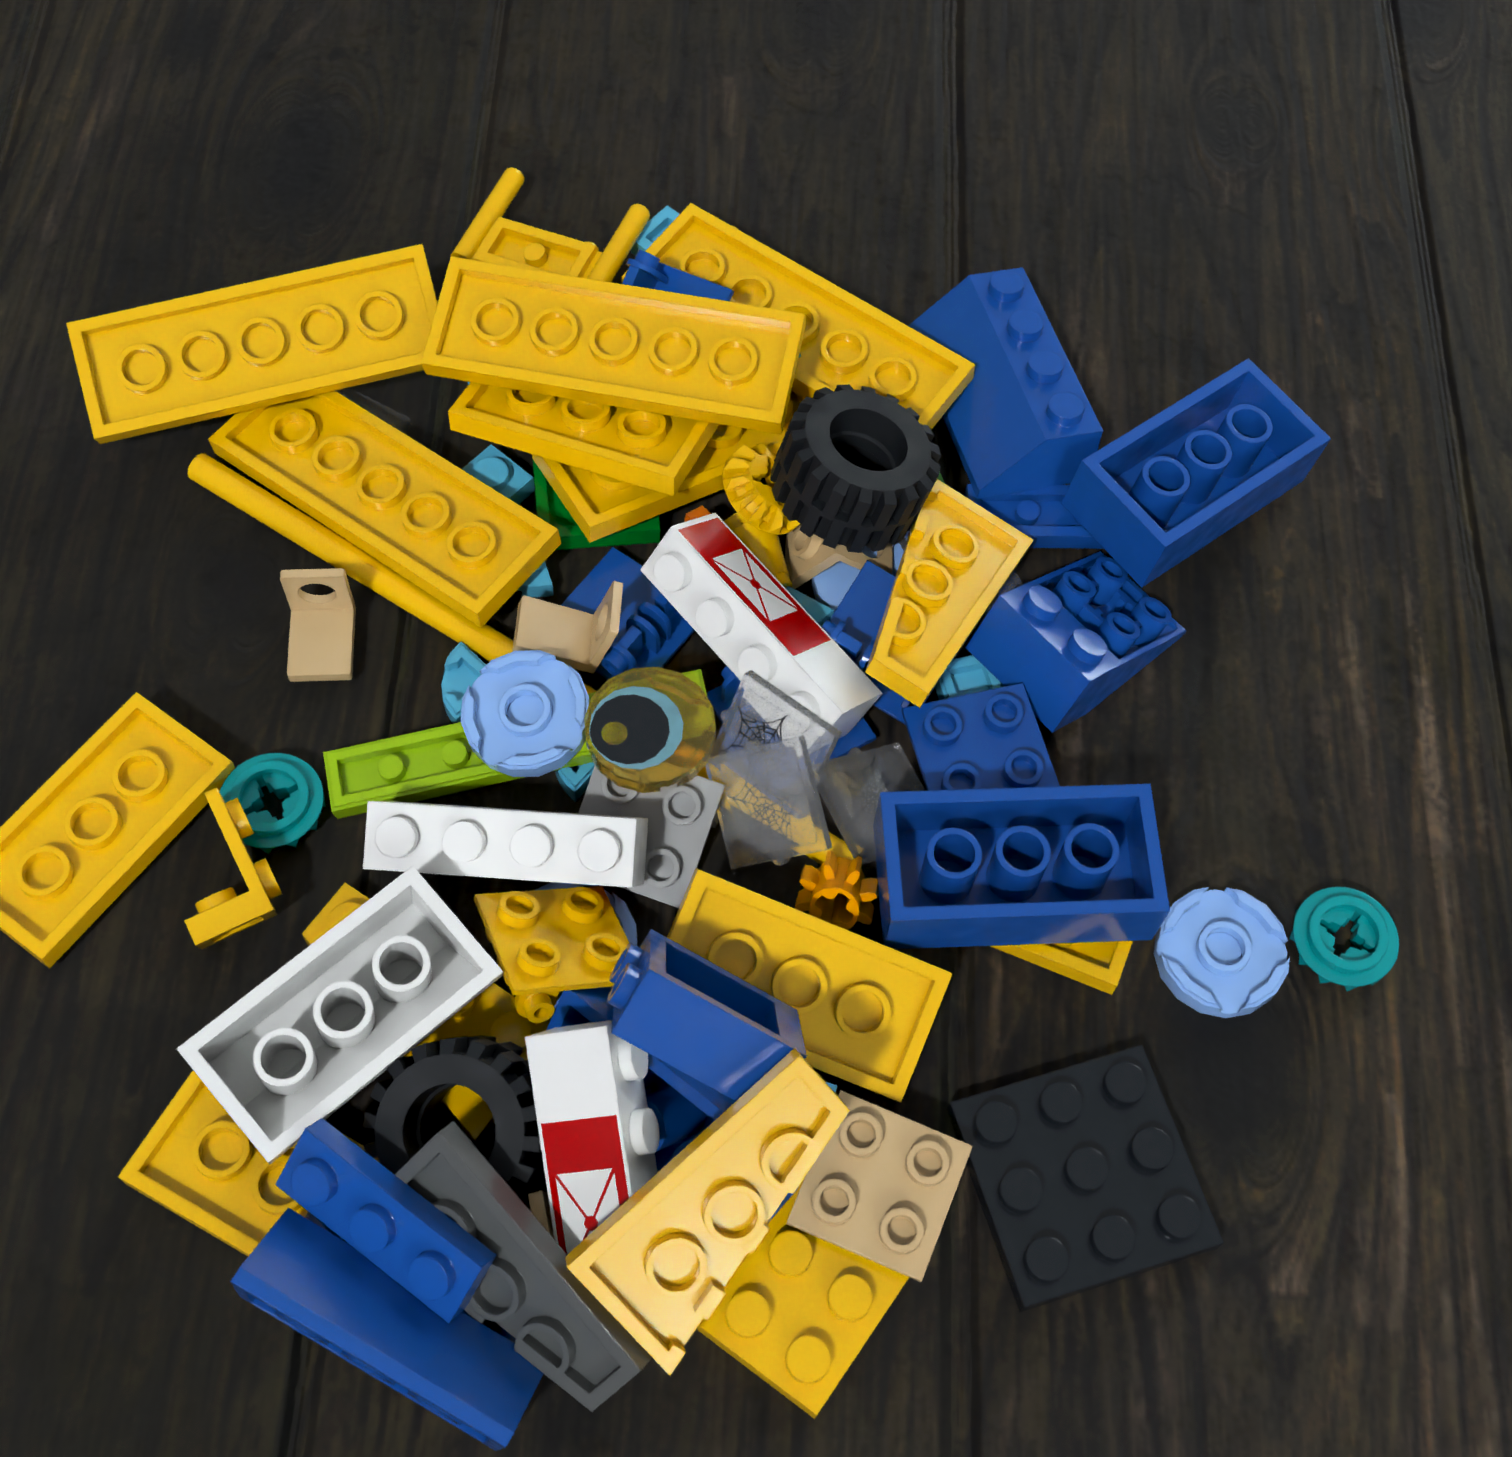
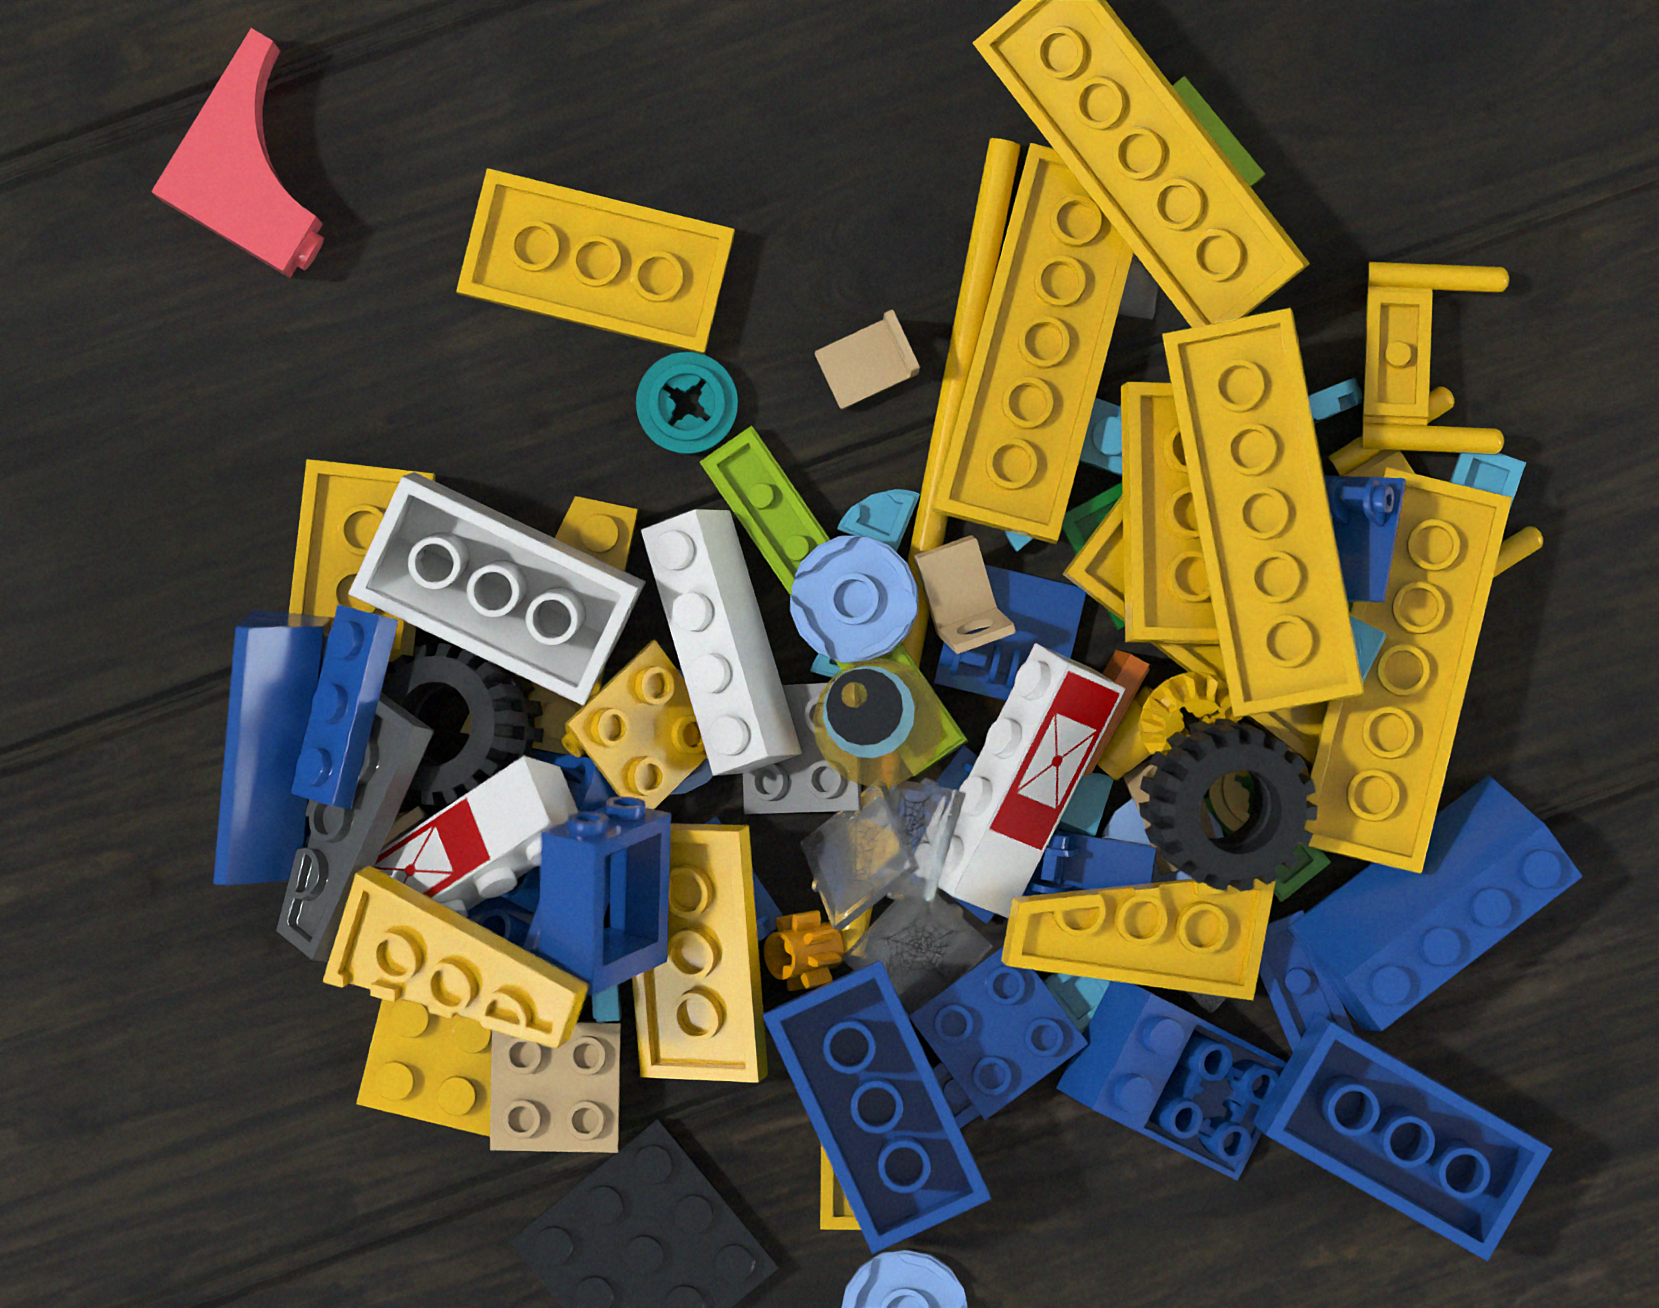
camera: 70 degrees right, 25 degrees up
(224, 911) = (562, 423): yellow bracket -> none

